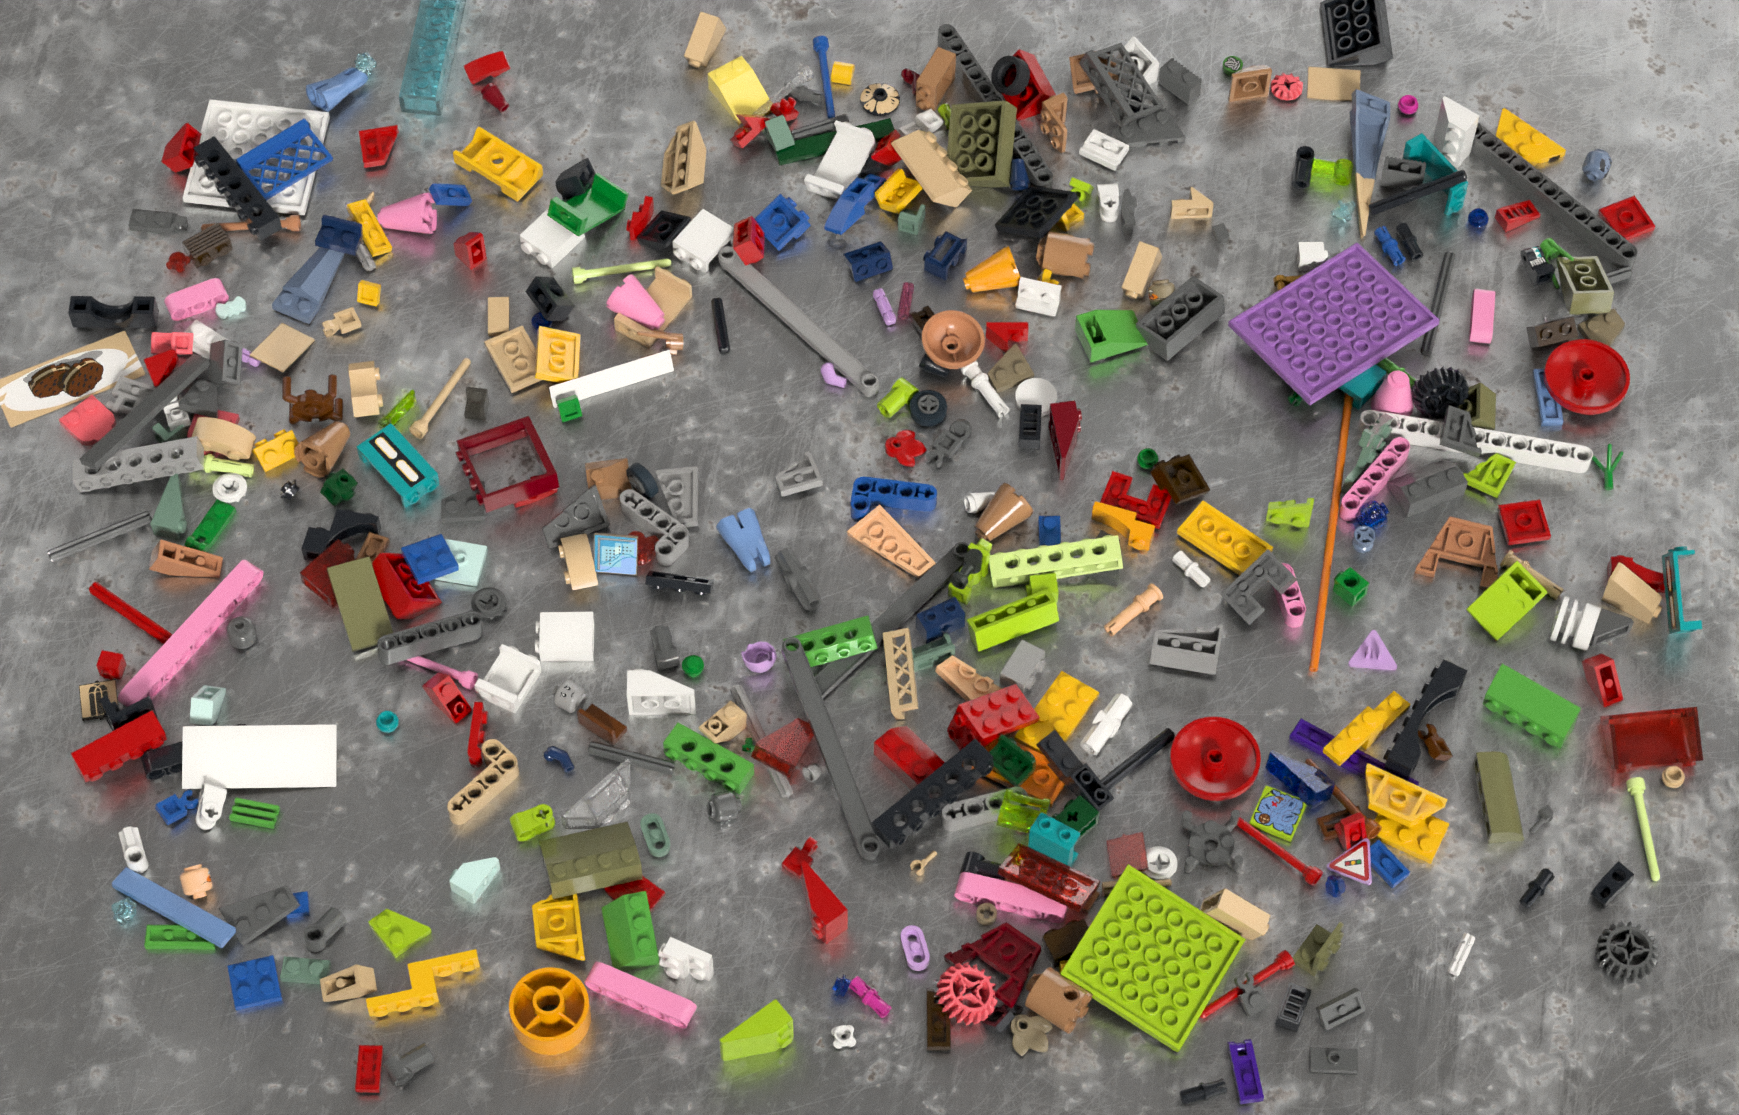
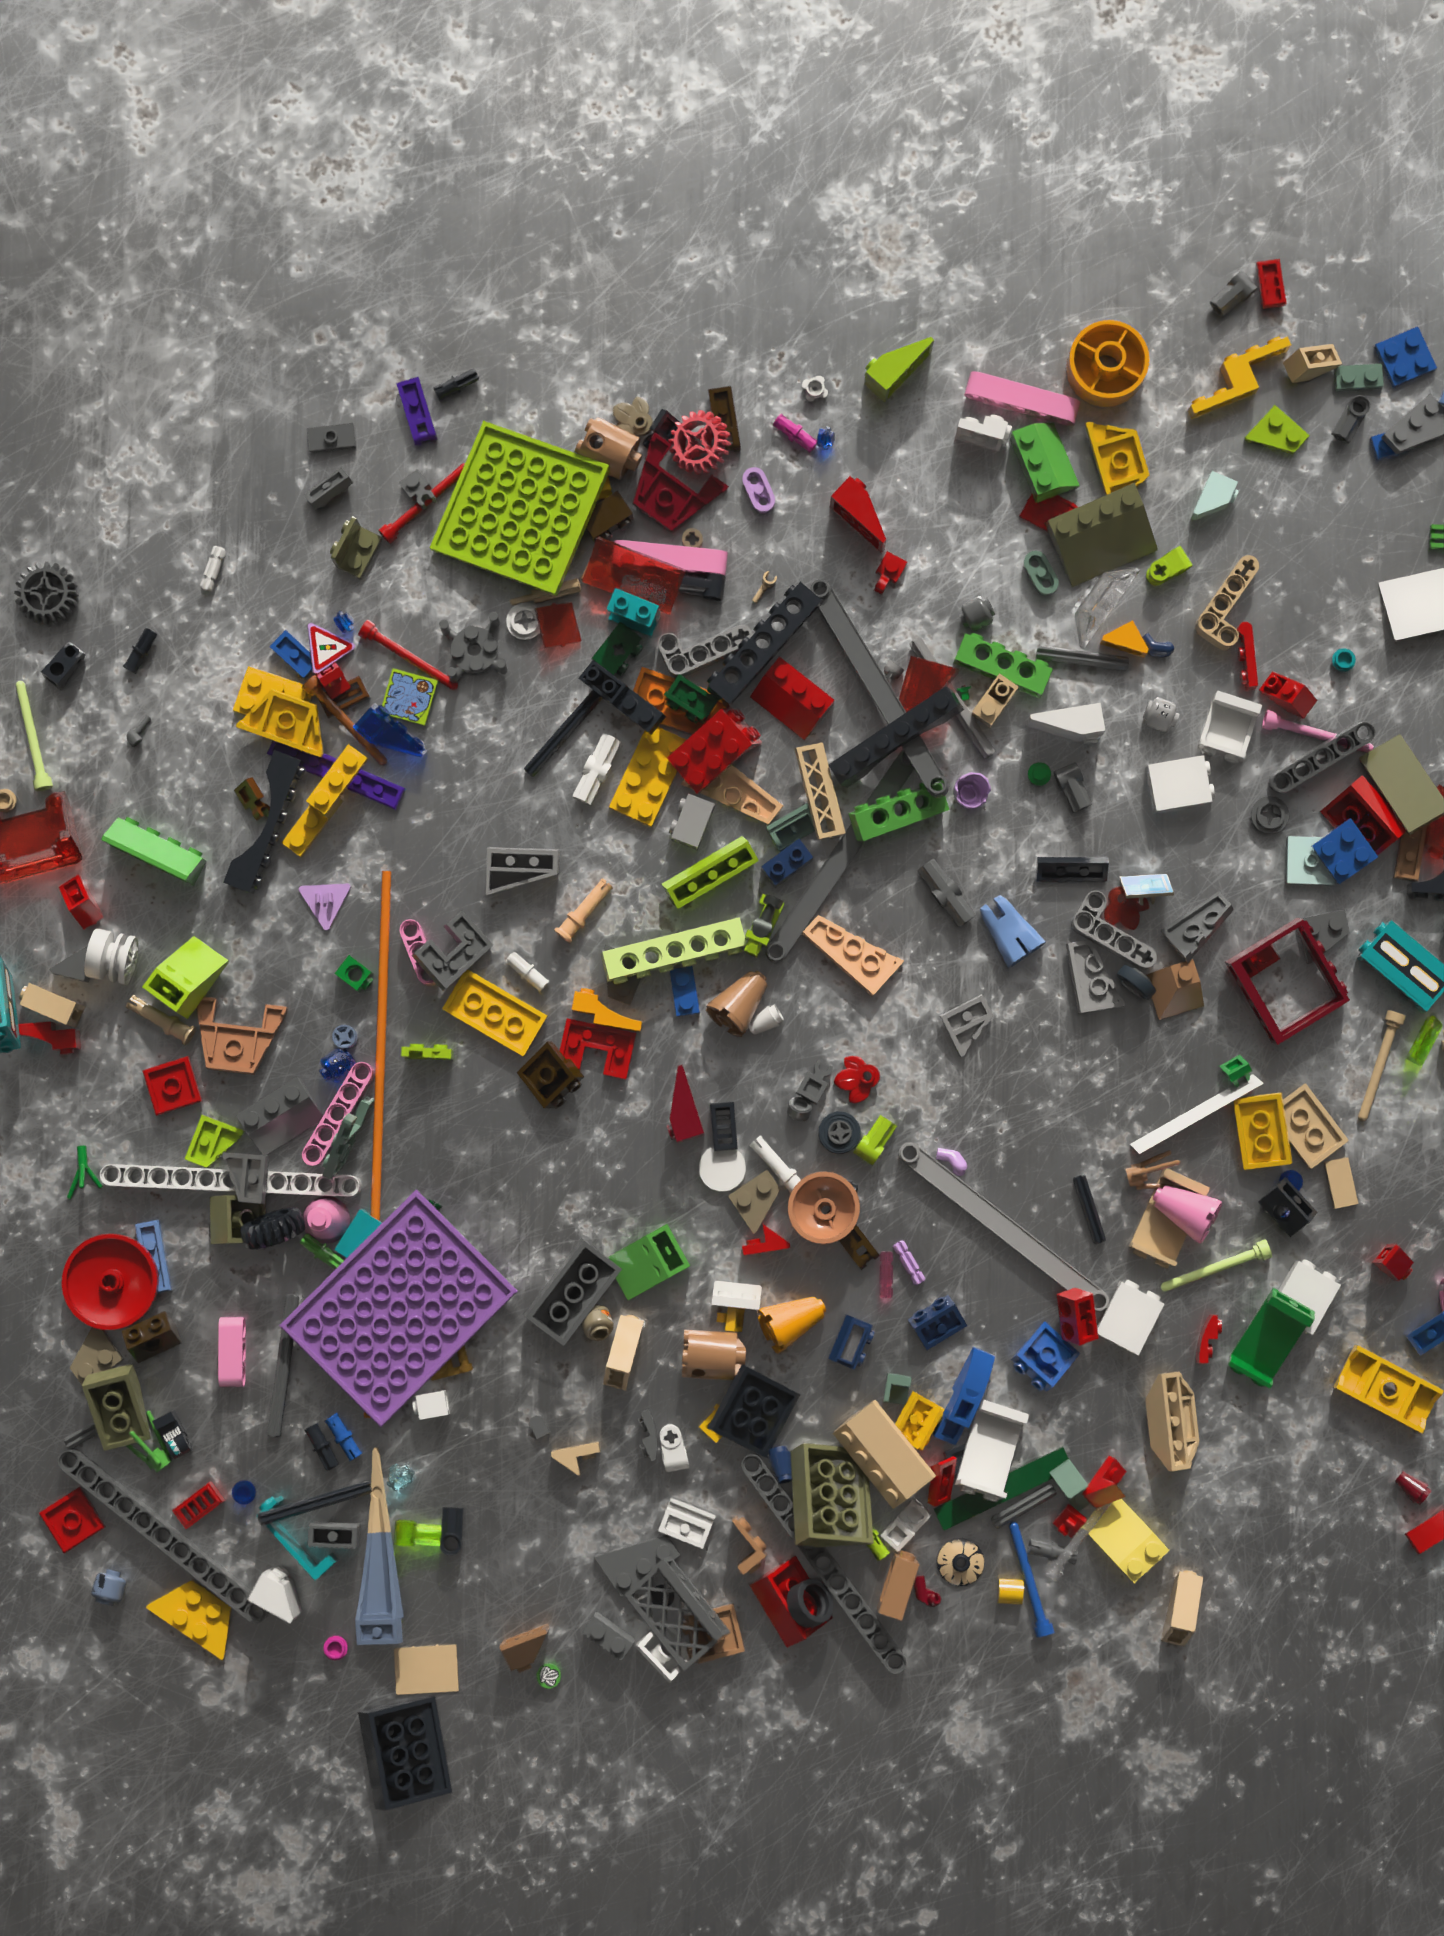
camera: 175 degrees right, 25 degrees up
(477, 403) = (1338, 1058): clear smoke panel -> none
(575, 179) = (1292, 1378): black slope -> none
(578, 561) = (1184, 873): tan brick -> none
(588, 764) = (1126, 639): none -> light orange slope
(601, 724) = (1121, 690): reddish brown panel -> none
(663, 230) = (1178, 1327): black slope -> none
(852, 690) = (869, 753): none -> black arch
(925, 500) = (859, 1008): blue beam -> none
(1020, 817) = (669, 633): clear neon green plate -> none
(1042, 582) = (684, 918): lime brick -> none
(1082, 187) = (707, 1463): lime tile -> none
(1147, 458) = (589, 1105): green plate -> none
(1215, 758) = (476, 719): red dish -> none
(1236, 914) = (444, 570): tan slope -> none
(1281, 91) = (487, 1644): coral gear -> none
(1287, 1021) = (387, 470): black slope -> none
(1497, 797) = (183, 747): olive brick -> none

